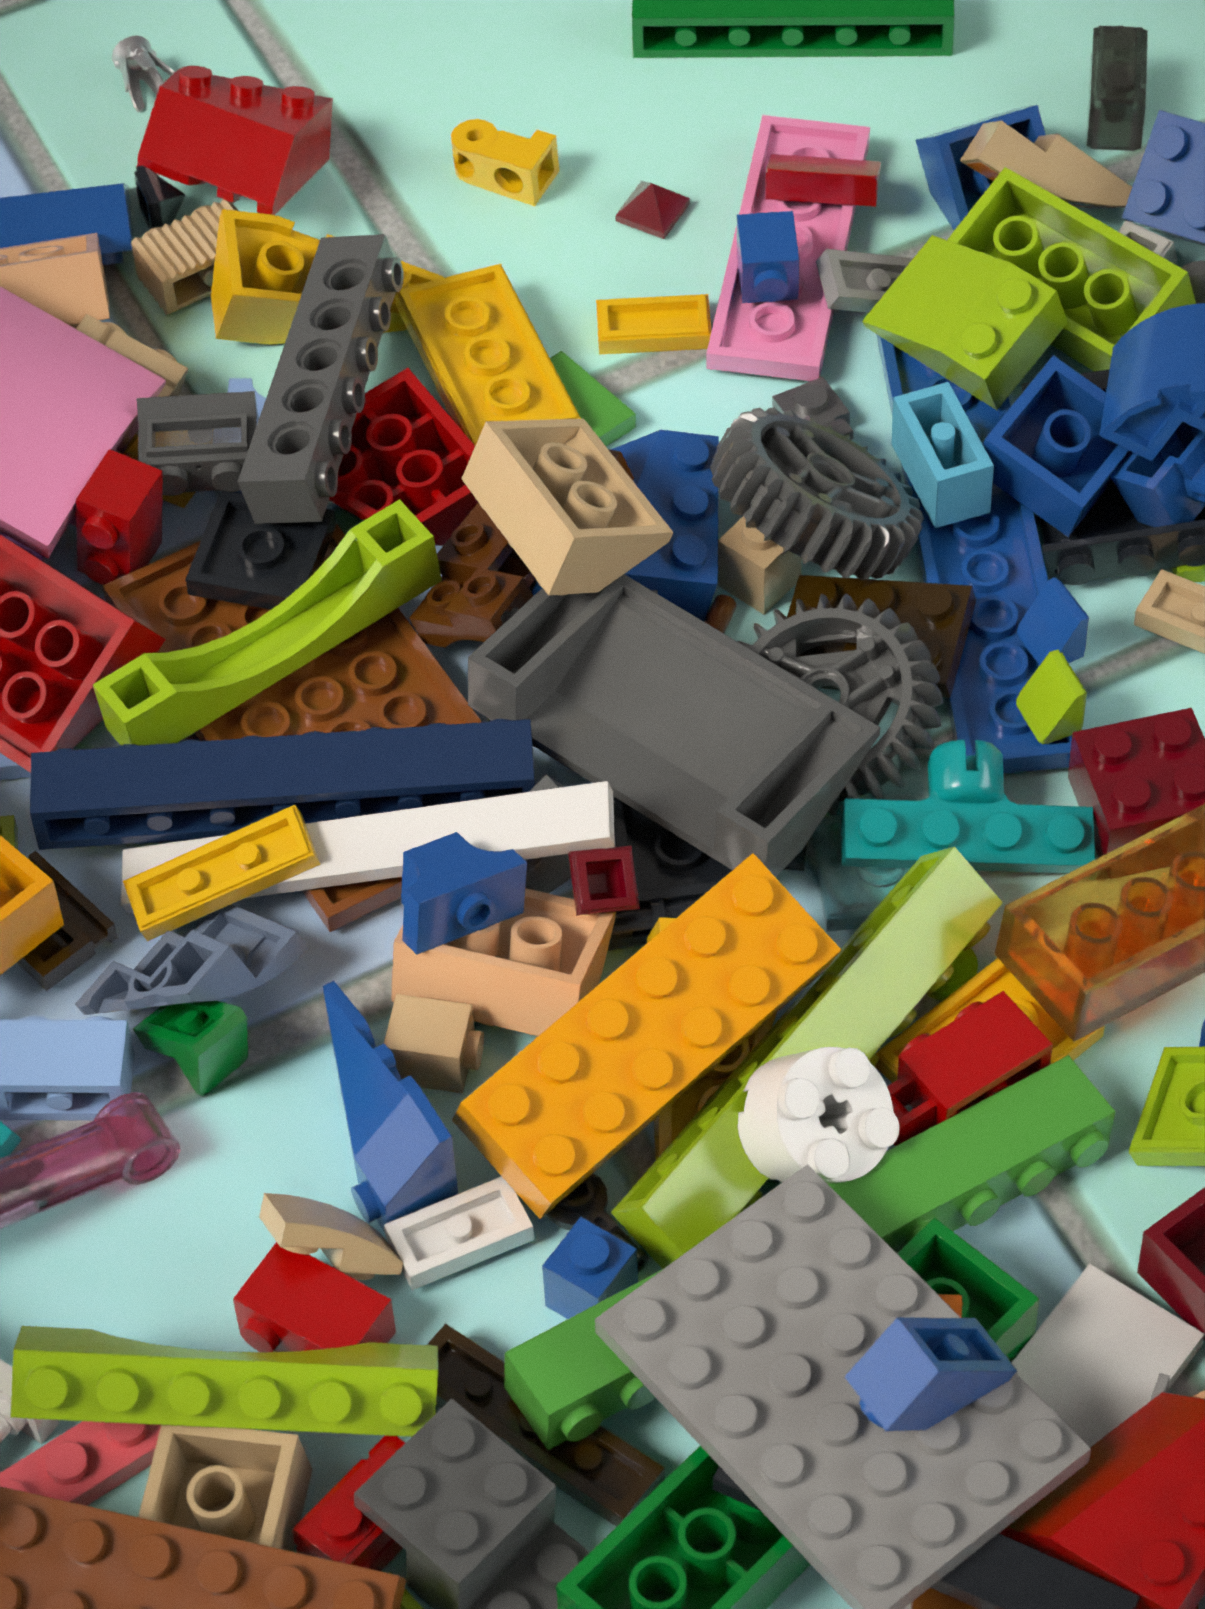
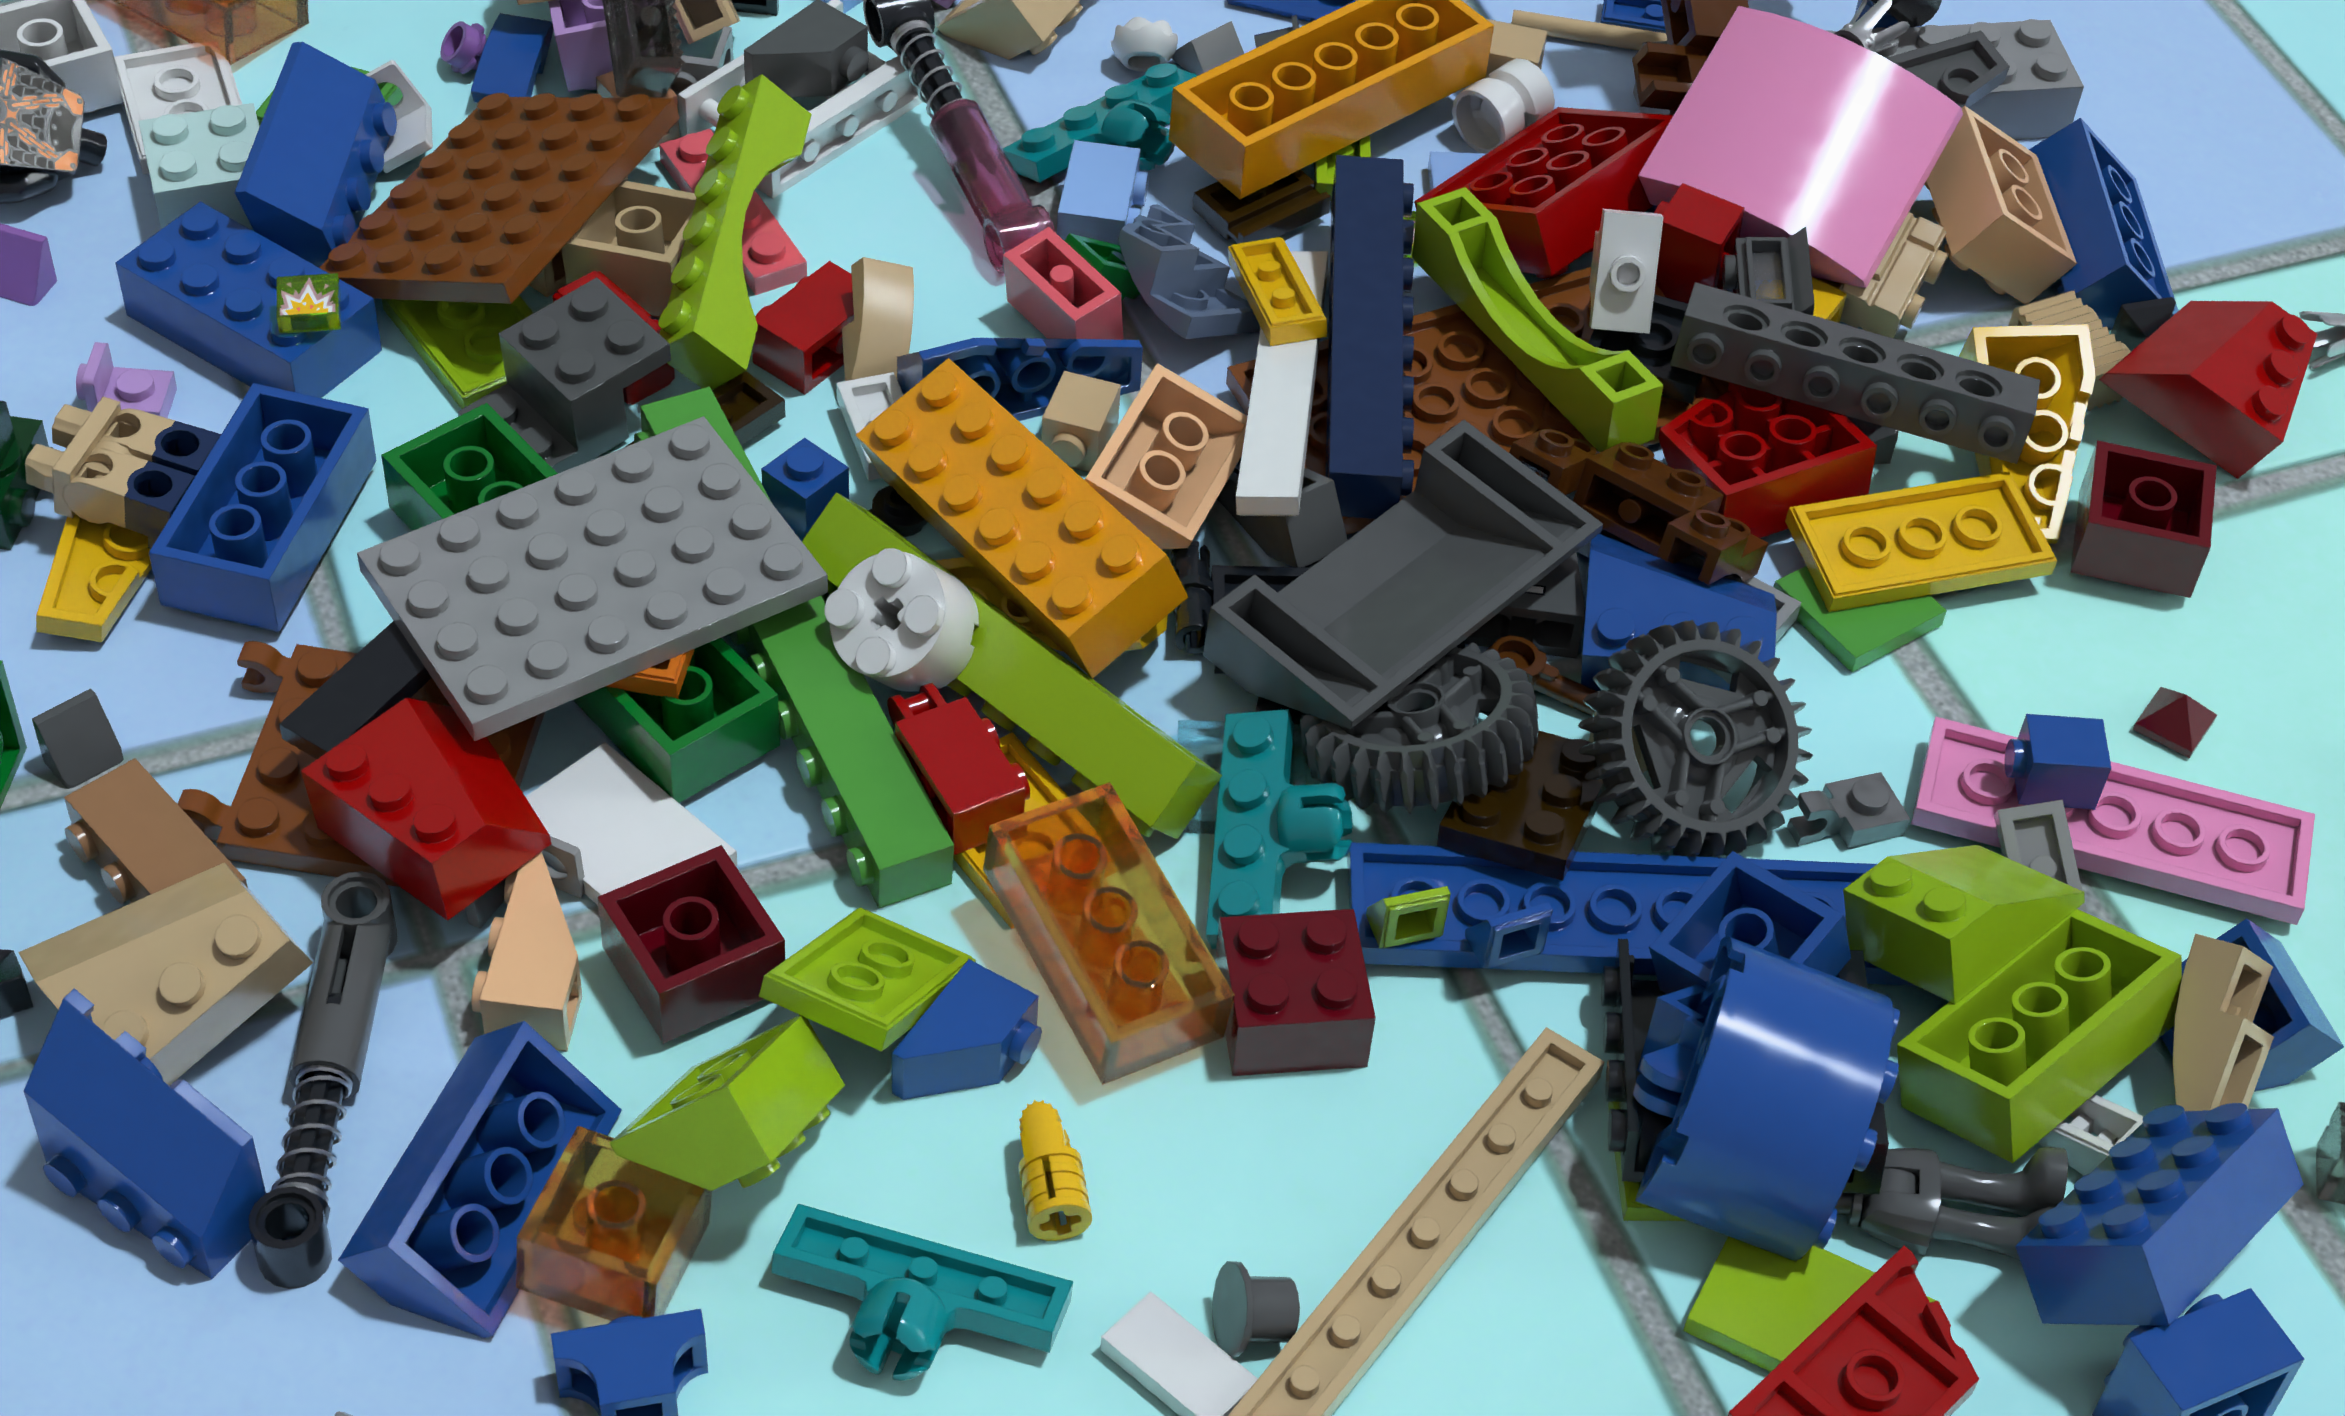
camera: 90 degrees right, 5 degrees down
(213, 546) = (1624, 270): none -> white brick
(250, 1070) = (1061, 290): none -> coral brick
(437, 201) = (2144, 519): none -> dark red brick
(457, 890) = (1197, 395): blue brick -> none
(505, 161) = (2229, 597): yellow leg -> none
(563, 503) = (1637, 480): tan slope -> none
(603, 880) = (1210, 518): dark red slope -> none
(653, 324) = (1995, 687): yellow tile -> none
(822, 180) = (2204, 840): red slope -> none
(927, 1371) = (559, 591): blue slope -> none
(942, 454) = (1769, 831): medium azure brick -> none

